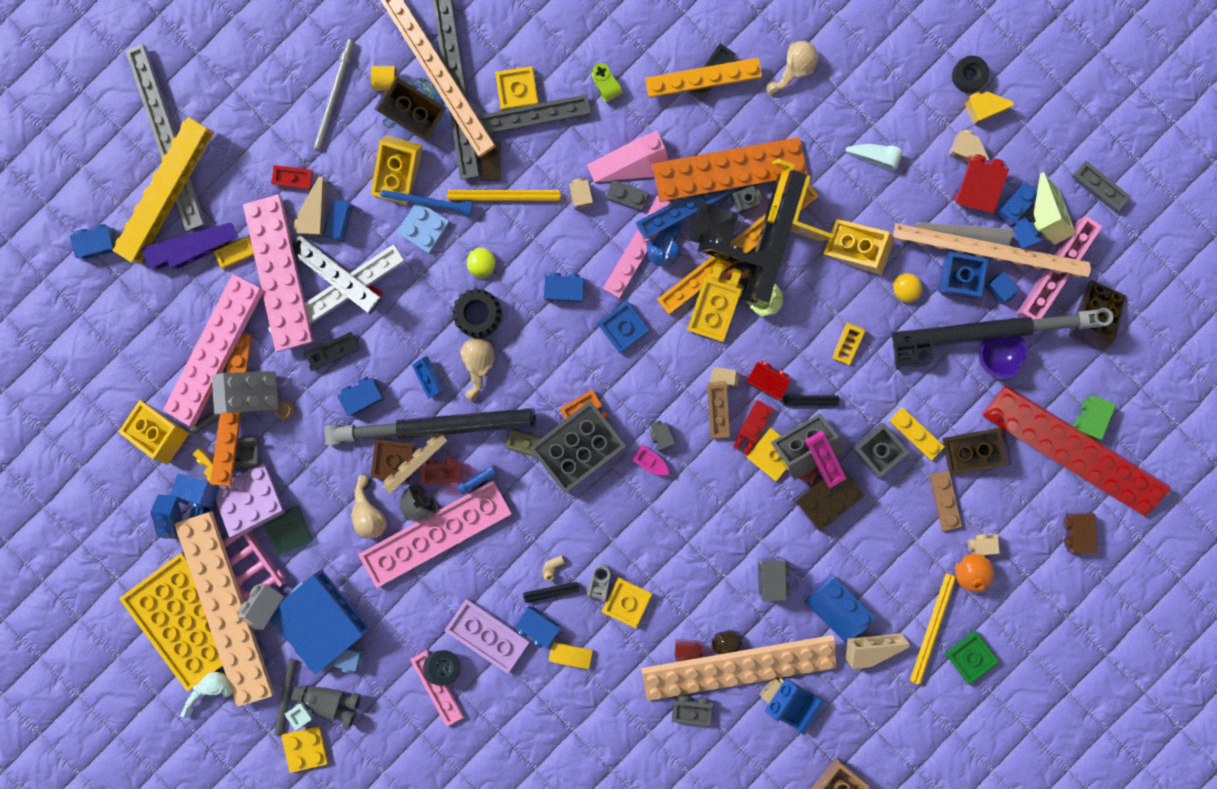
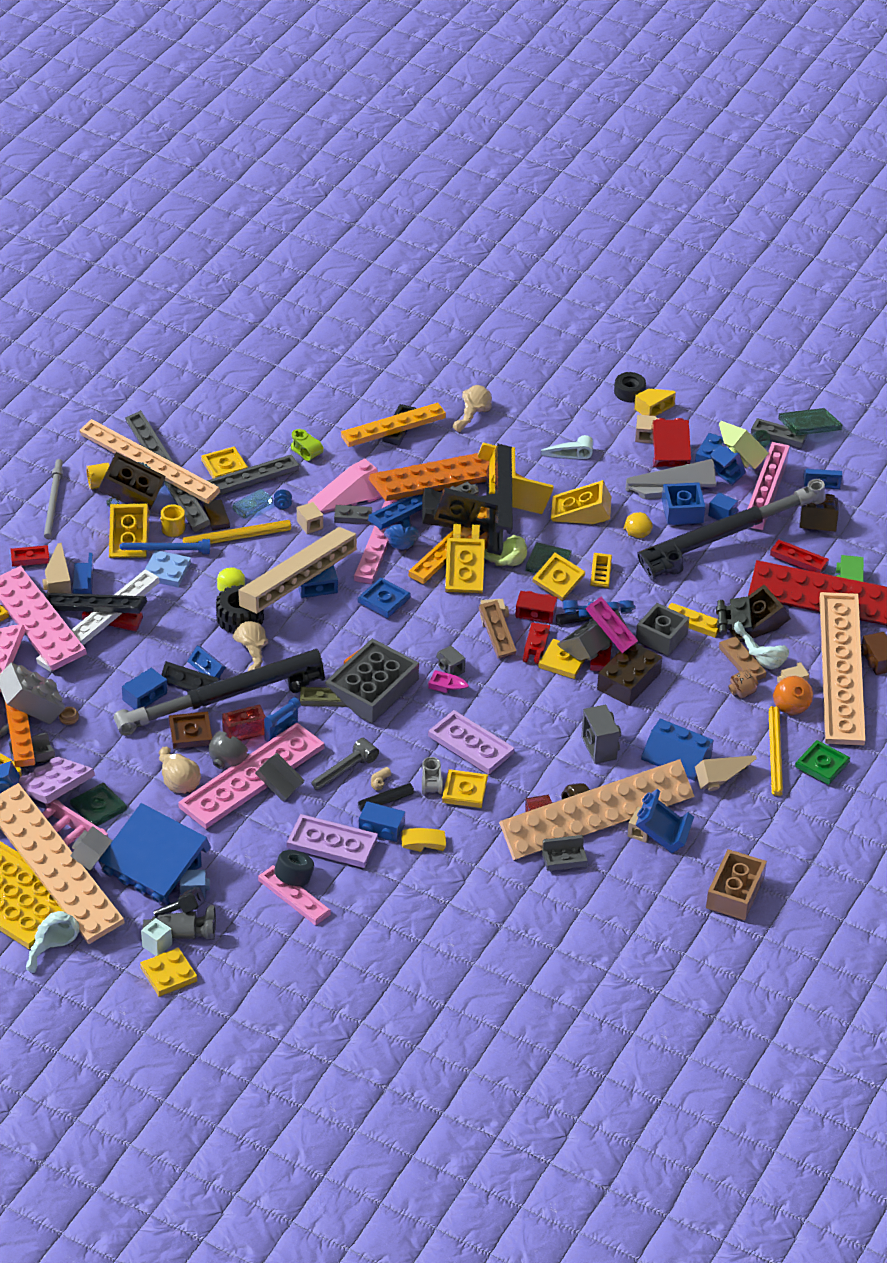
camera: 20 degrees left, 45 degrees down
(285, 697) = (134, 933): dark grey bar -> none
(332, 351) = (104, 665): black plate -> none
(336, 687) = (187, 902): none -> black piece
(407, 393) = (186, 677): none -> black plate
(418, 459) = (212, 720): tan plate -> none
(442, 165) = (173, 520): none -> yellow piece
(454, 552) = (279, 776): none -> dark grey panel
(531, 153) = (252, 503): none -> clear light blue plate
(542, 288) = (297, 570): none -> tan brick
(545, 532) = (362, 752): none -> dark grey axle
(561, 158) = (282, 499): none -> blue wheel
(650, 545) = (471, 742): none -> lavender plate
(802, 313) = (541, 554): none -> tile
(802, 347) = (558, 576): none -> yellow plate
(847, 421) = (624, 606): none -> blue plant
(932, 539) = (743, 684): none -> medium nougat head
(962, 454) = (739, 610): none -> pearl dark grey plate
(971, 509) = (768, 657): none -> light aqua hair
(996, 251) = (704, 475): light nougat plate -> none
(1003, 357) = (745, 546): dark purple cylinder -> none
(1036, 547) = (842, 669): none -> light nougat plate
(1053, 376) = (799, 557): none -> red plate
(1078, 191) = (762, 437): none -> tile
(1120, 264) = (831, 478): none -> blue panel
(1140, 180) = (810, 421): none -> clear green tile

